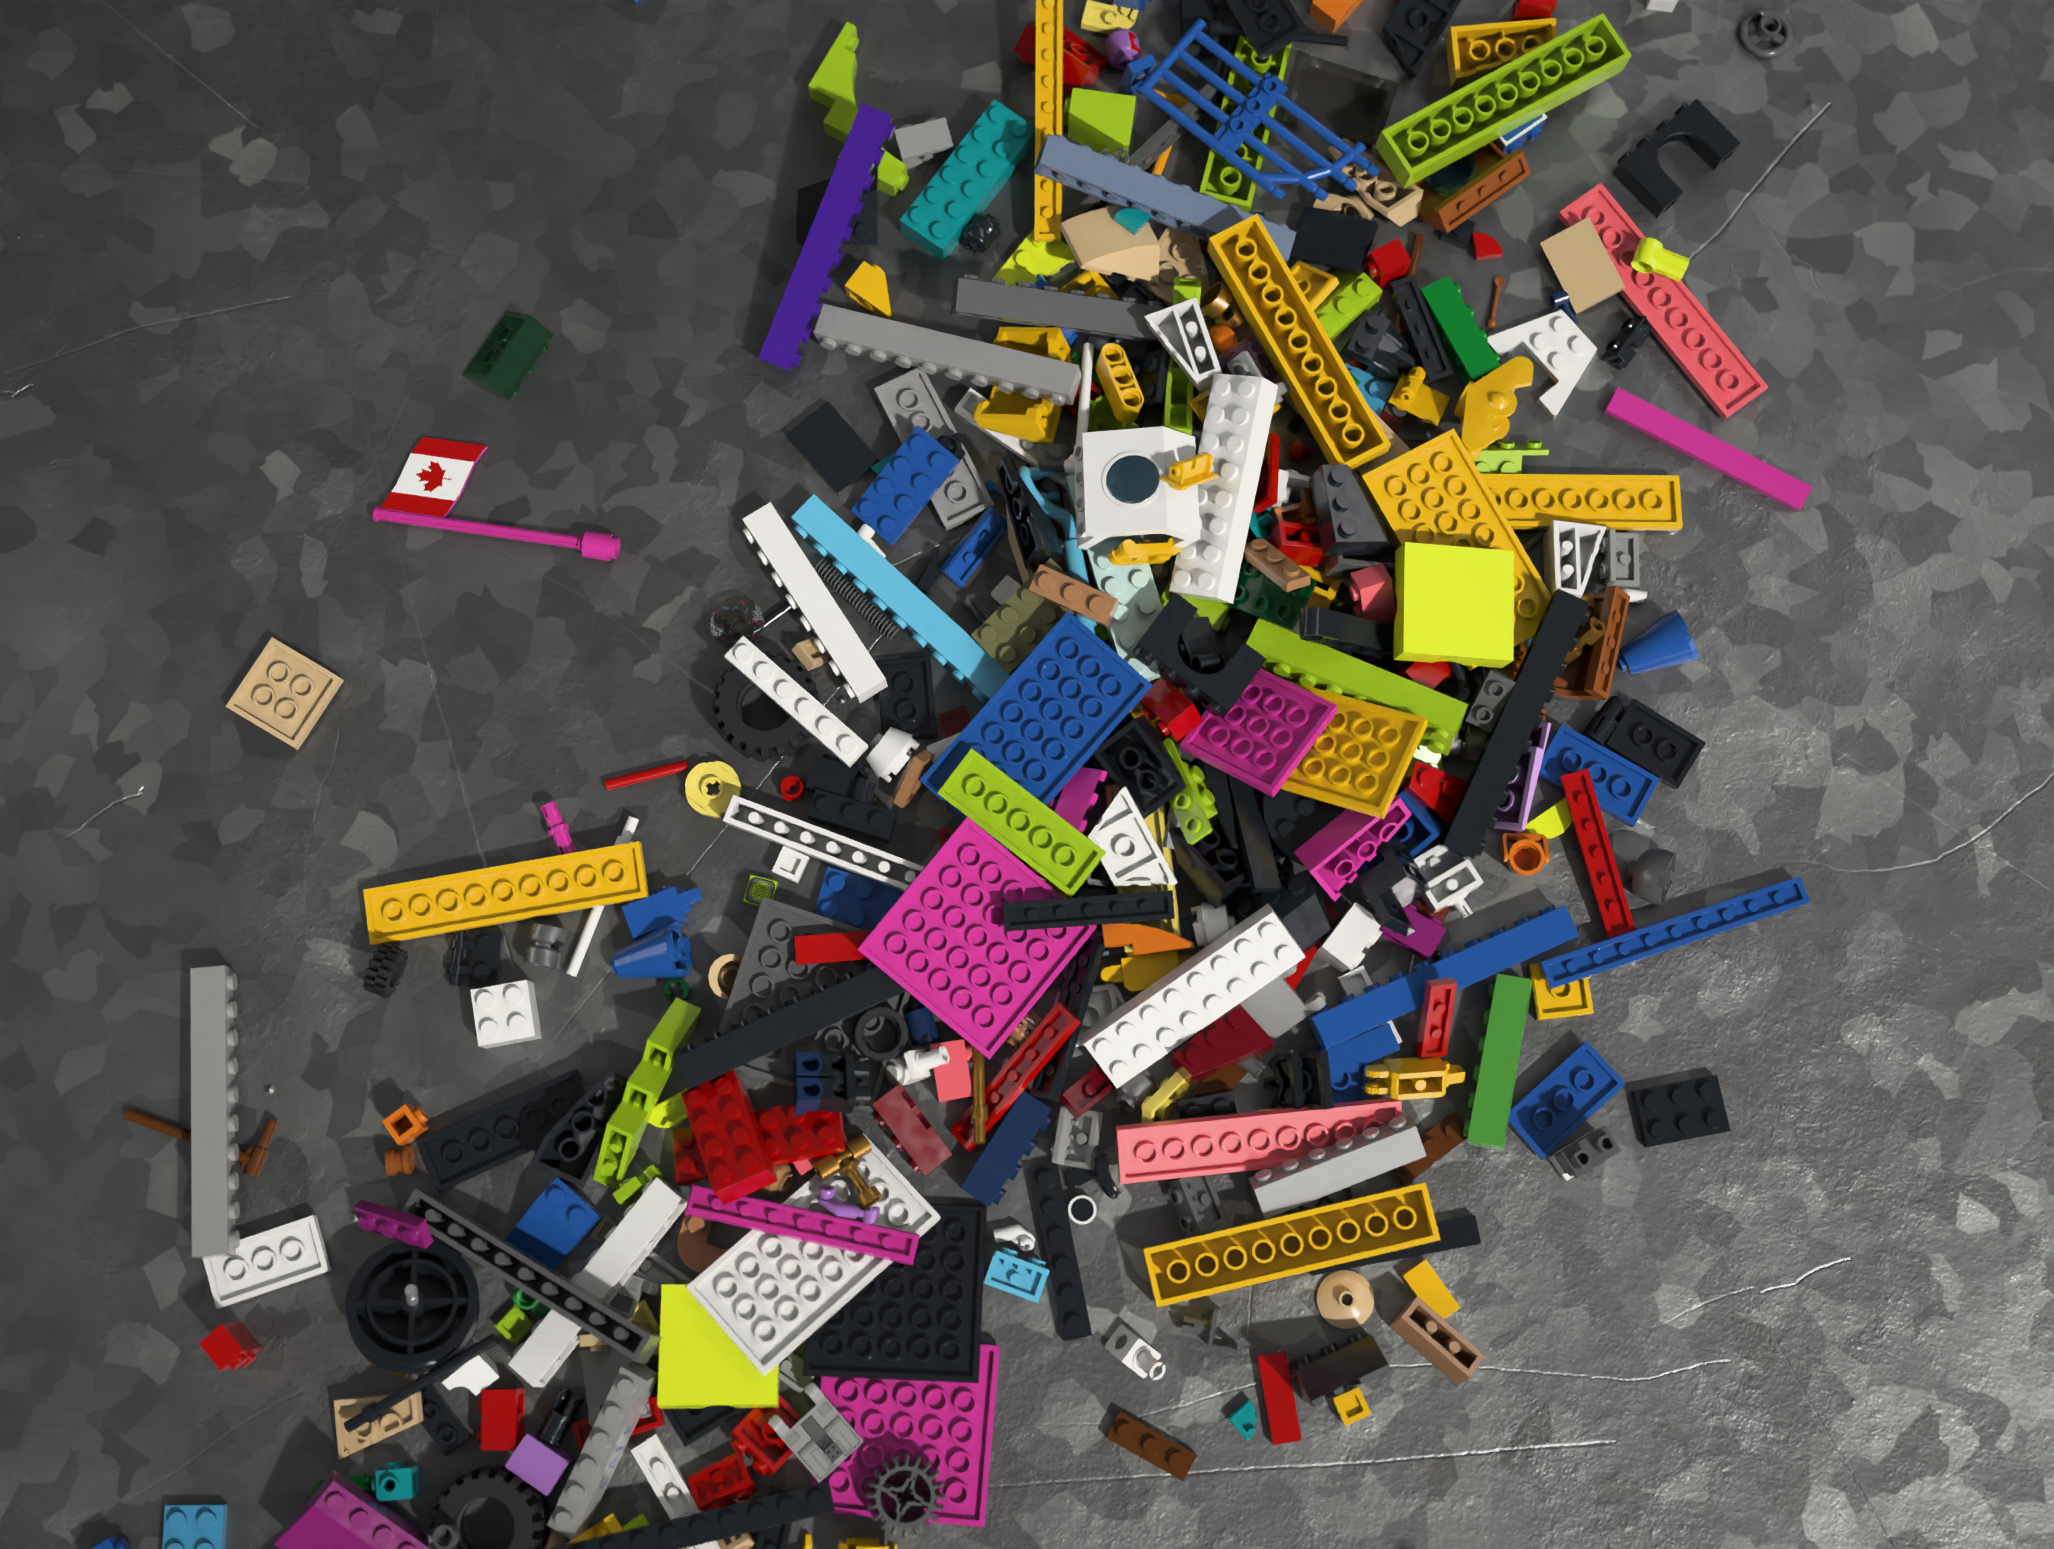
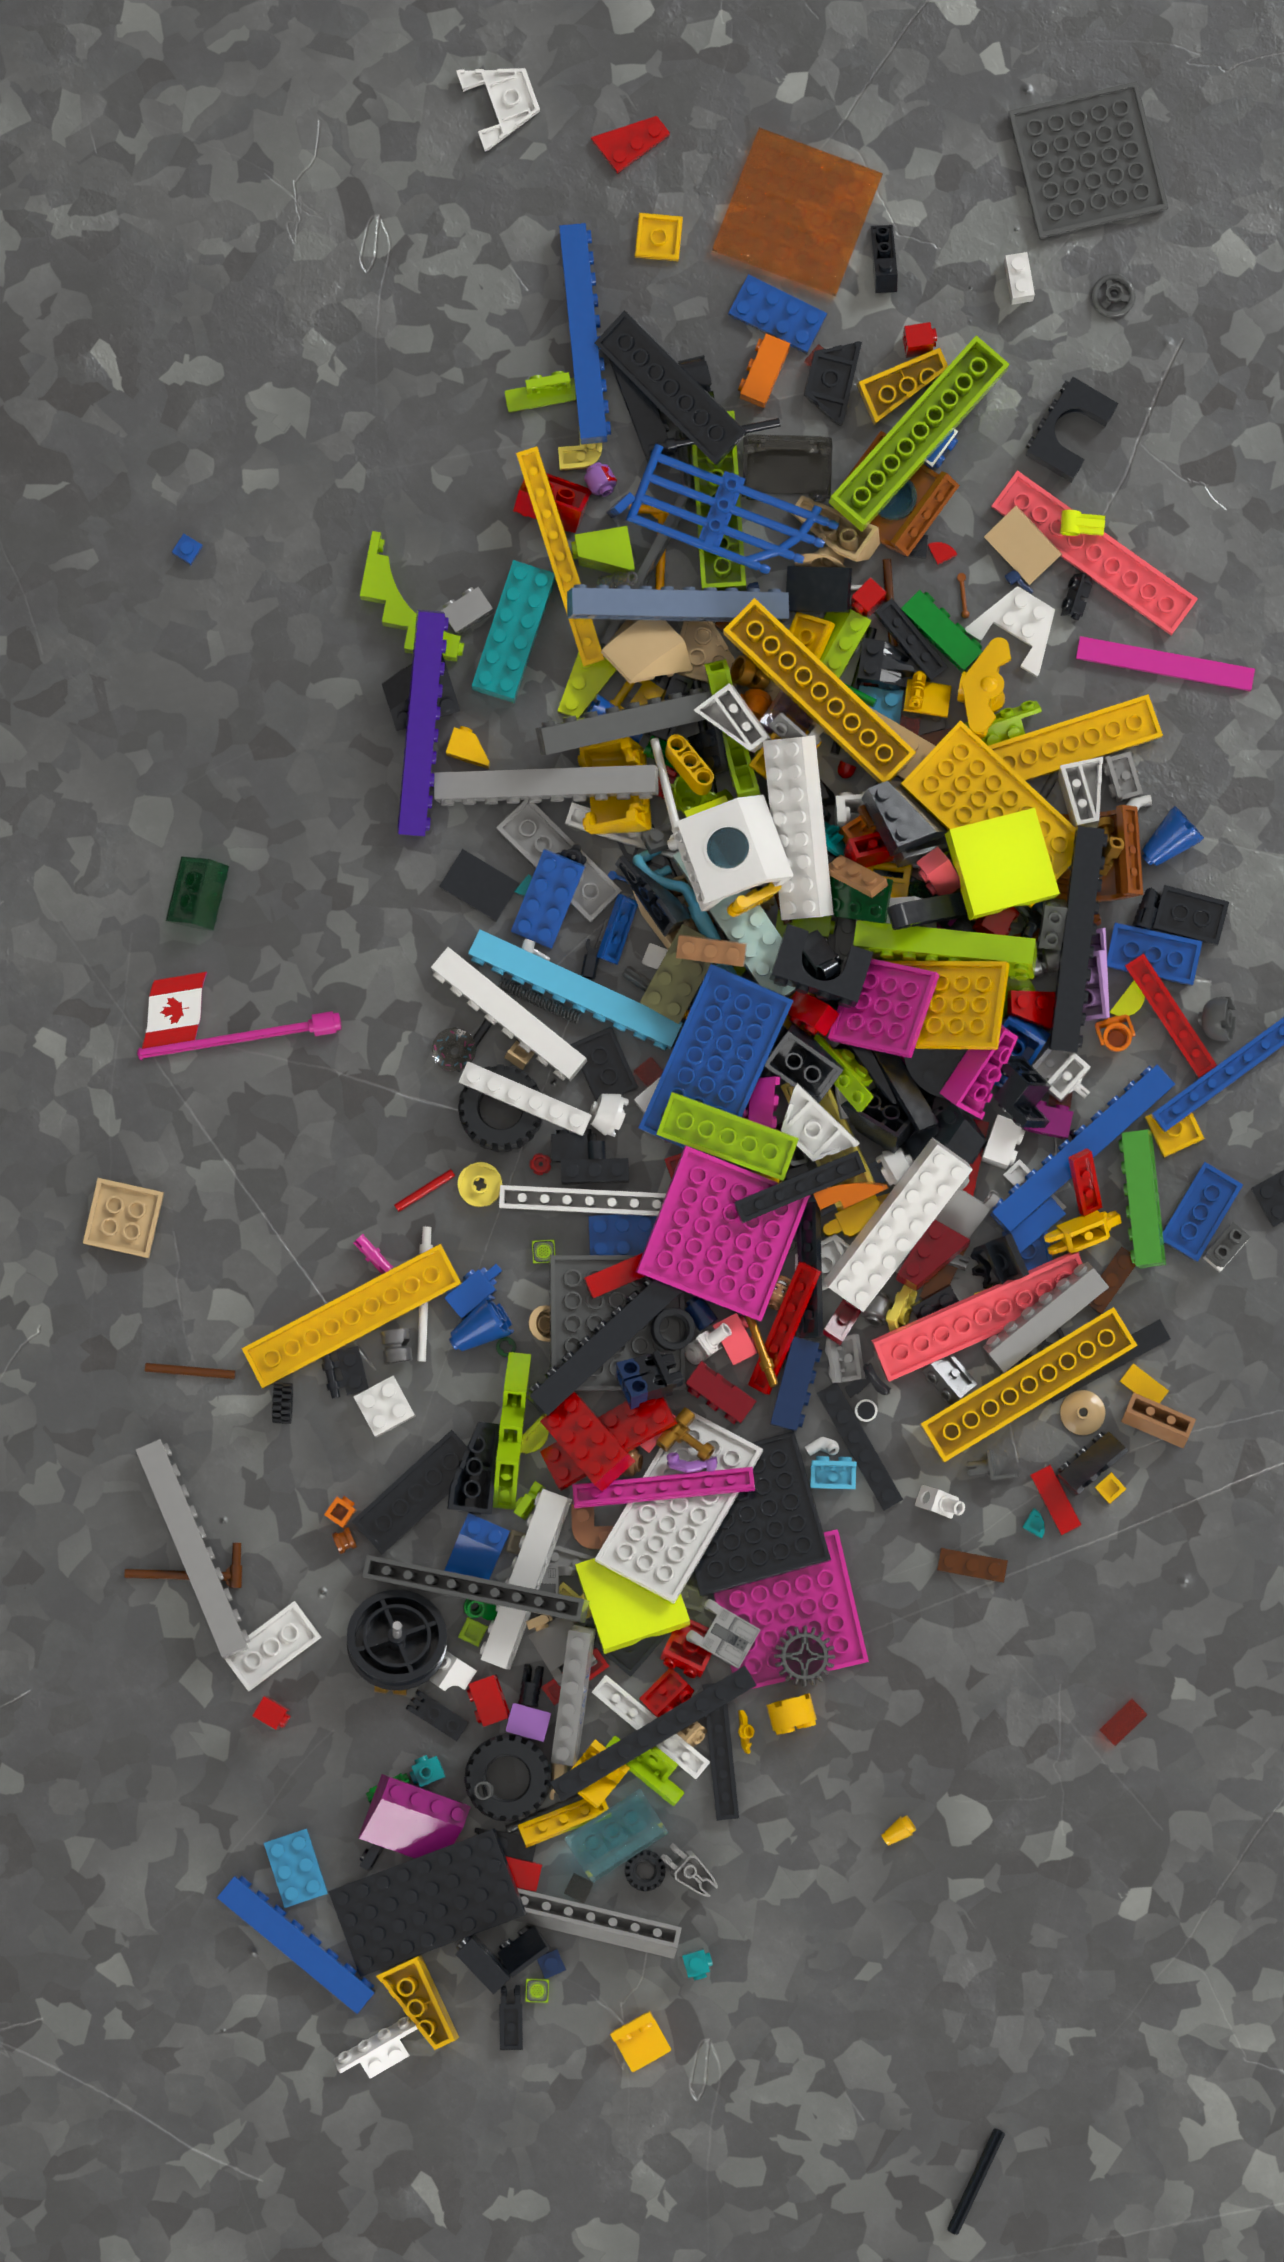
camera: 15 degrees left, 5 degrees up
(296, 897) = (192, 1371): none -> reddish brown bar
(374, 1410) = (394, 1724): black bar -> none
(392, 1421) = (394, 1731): tan wing -> none
(393, 1224) = (359, 1586): magenta plate -> none
(790, 864) = (559, 1223): white plate -> none
(910, 779) = (630, 1127): medium nougat piece -> none
(981, 233) = (538, 672): black piece -> none
(1132, 219) = (657, 628): teal tile -> none
(1190, 472) = (770, 829): yellow hinge -> none
(1268, 480) = (831, 812): red tile -> none

